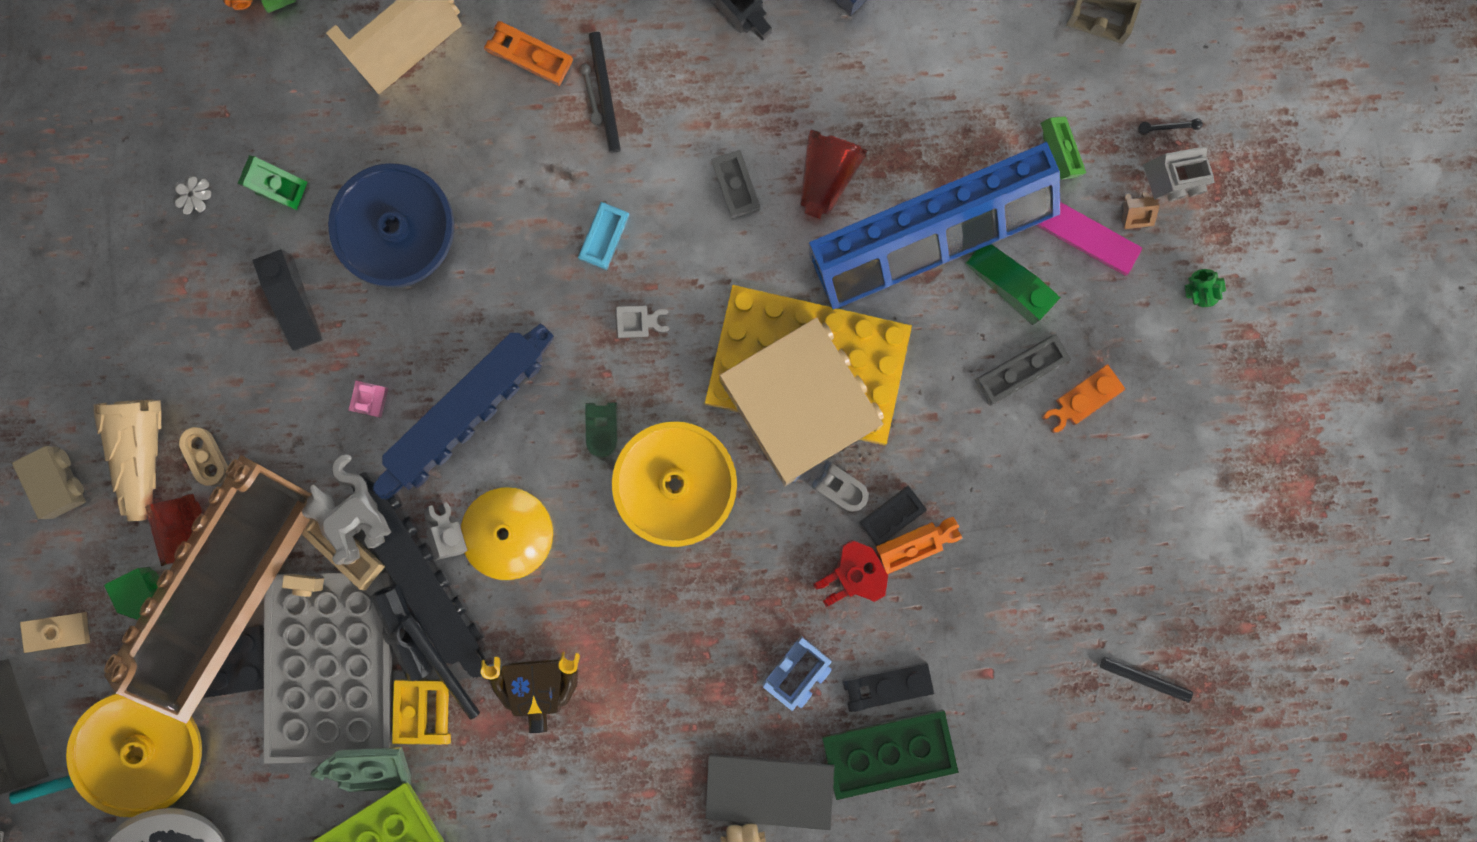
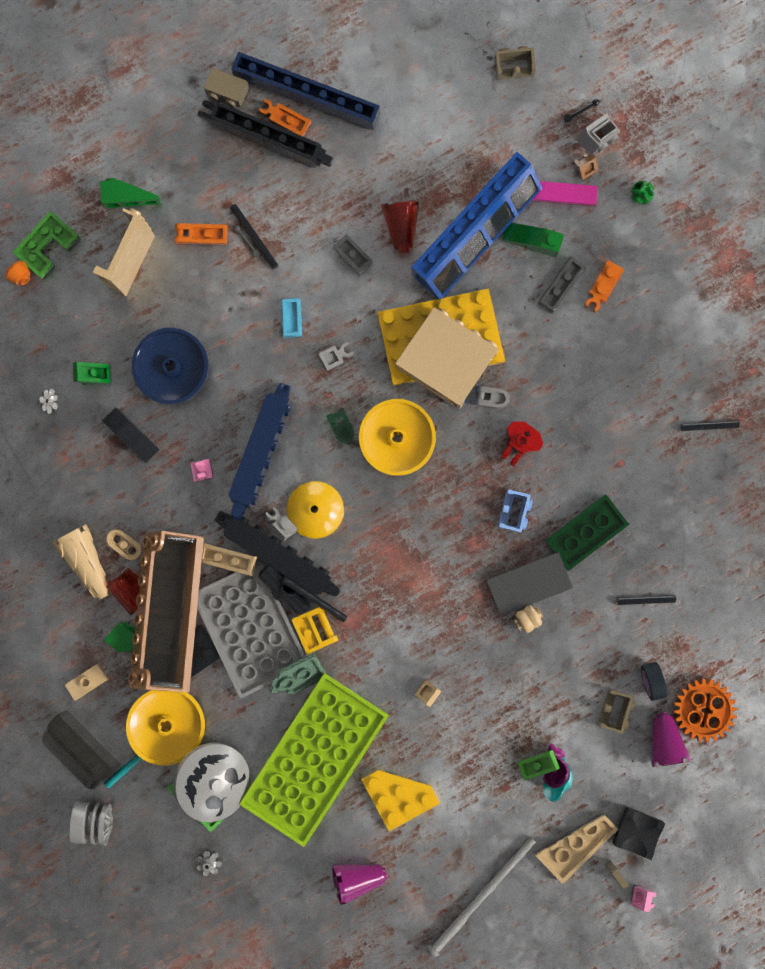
camera: 20 degrees left, 0 degrees up
(49, 482) = (45, 598): dark tan brick -> none
(302, 584) = (216, 588): tan plate -> none
(348, 518) = (225, 538): light grey animal -> none
(533, 687) = (371, 586): dark brown torso -> none
(889, 686) = (569, 495): black plate -> none
(892, 516) = (527, 399): black plate -> none
(917, 544) = (548, 408): orange plate -> none
(1063, 147) = (527, 149): bright green plate -> none

